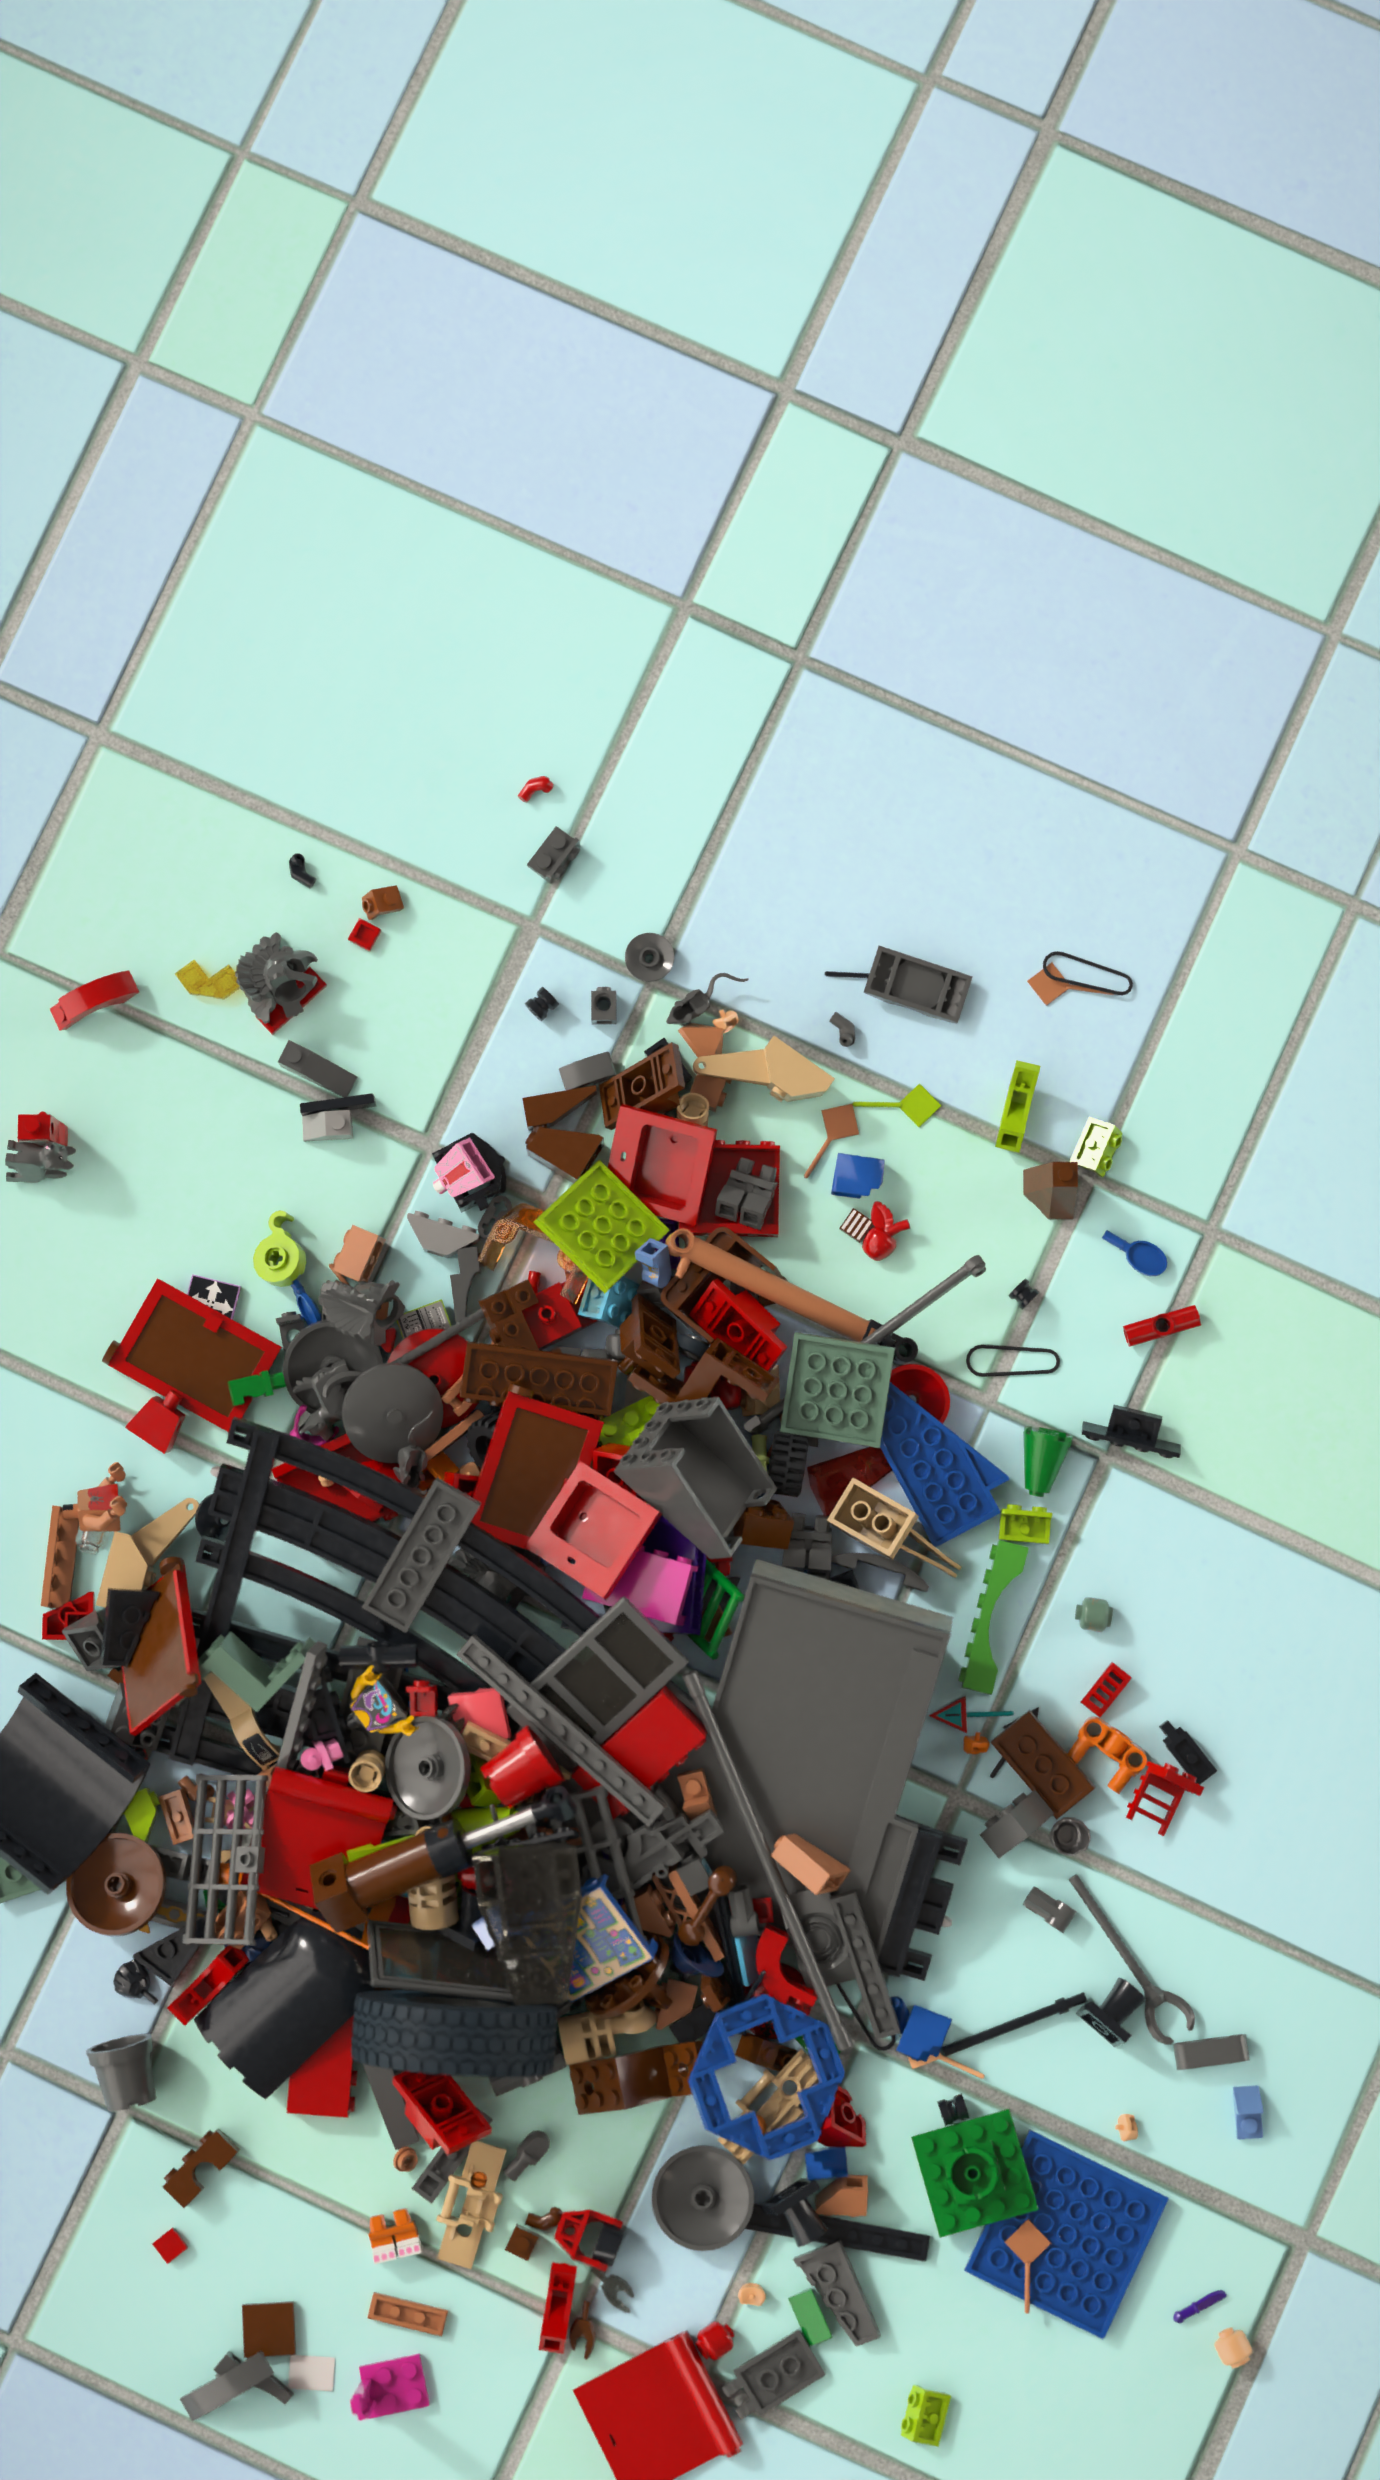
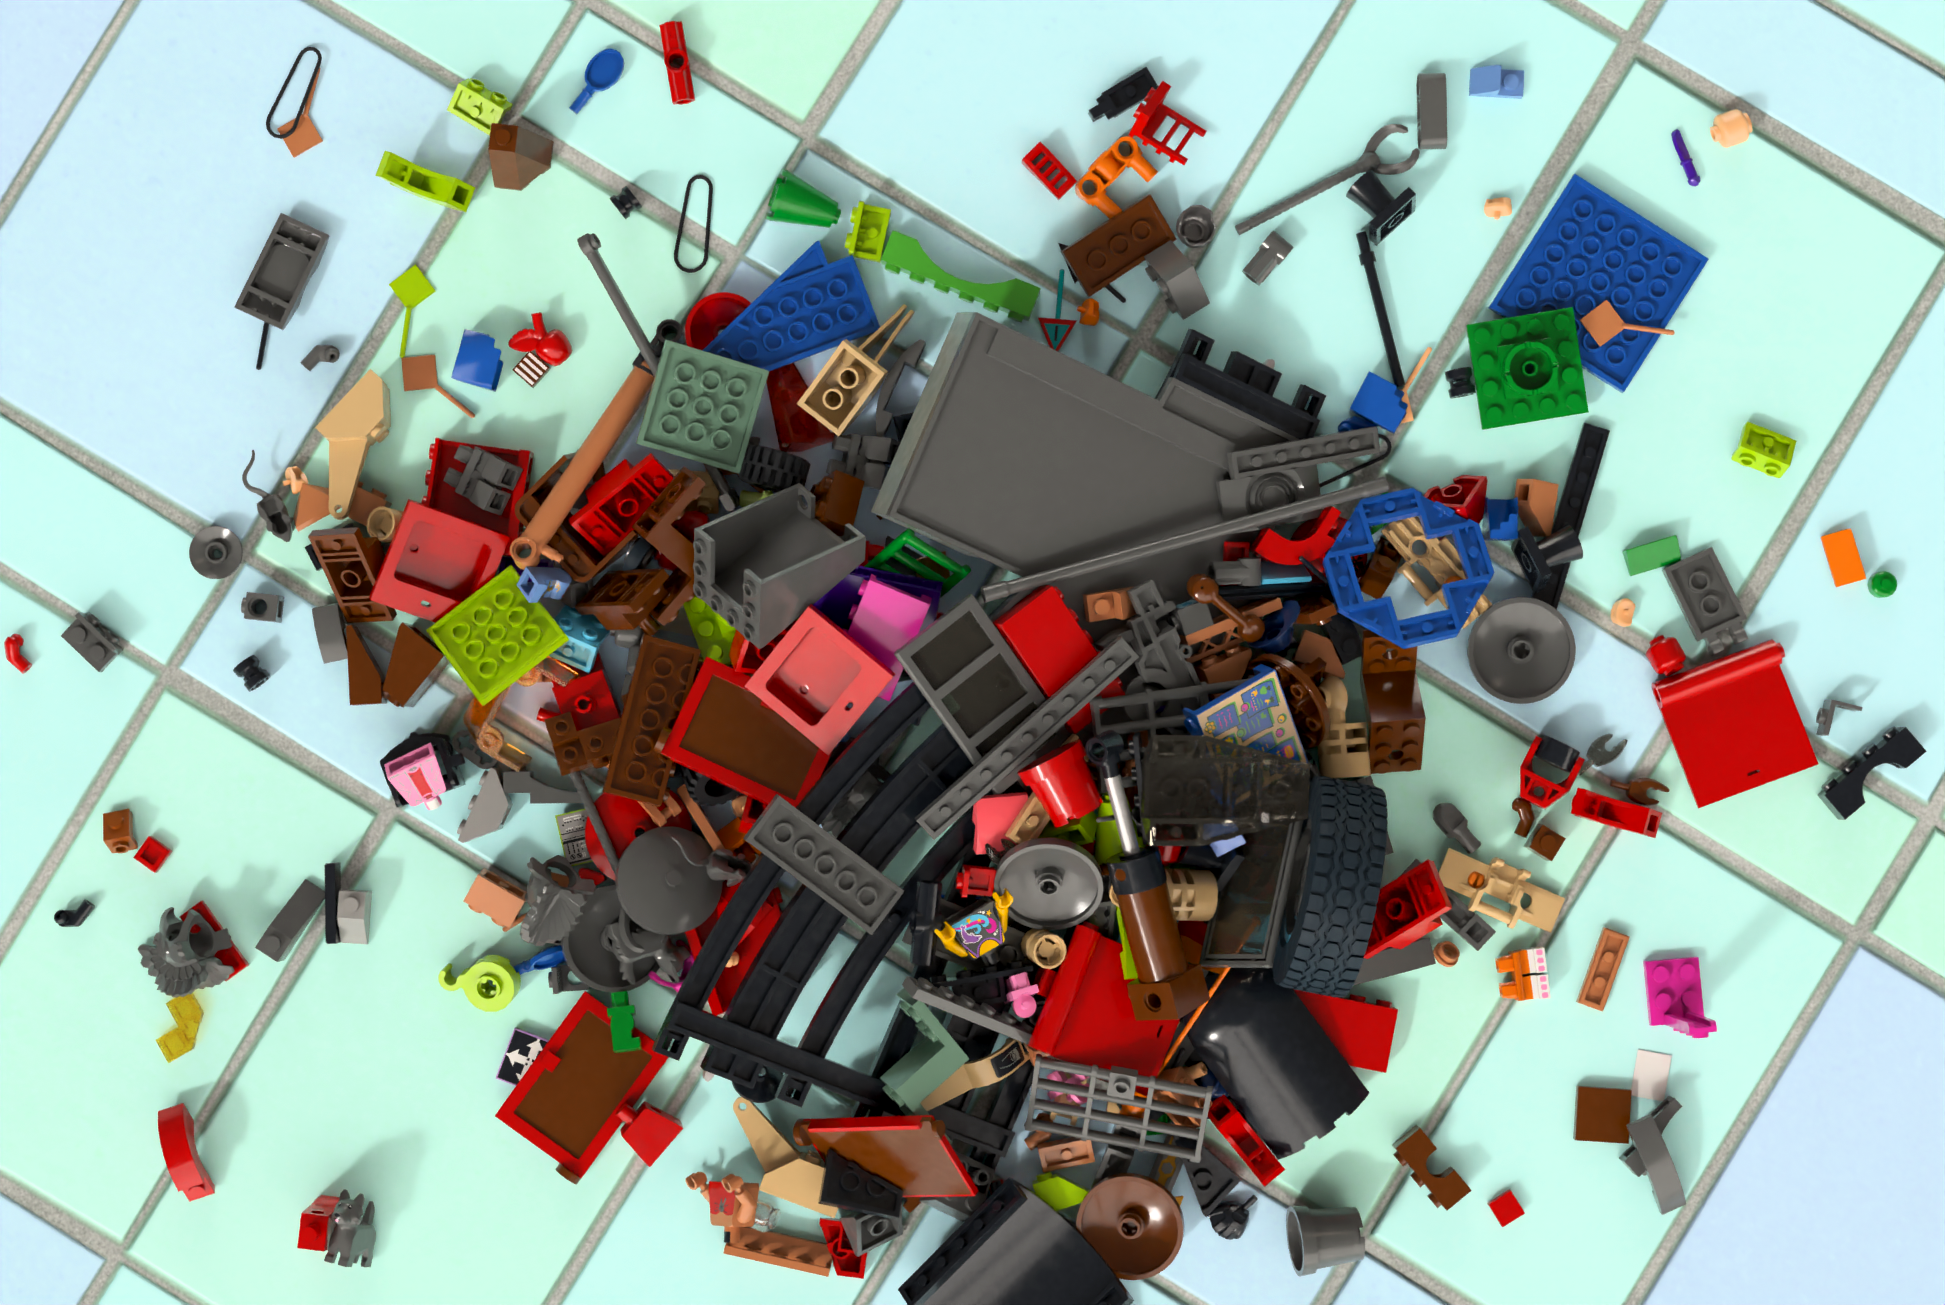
camera: 80 degrees left, 5 degrees up
(809, 1864) = (1195, 495): nougat slope -> none
(837, 2283) = (1621, 523): dark grey wing -> none
(1094, 1614) = (970, 172): sand green head -> none
(1132, 1429) = (782, 105): black bracket -> none

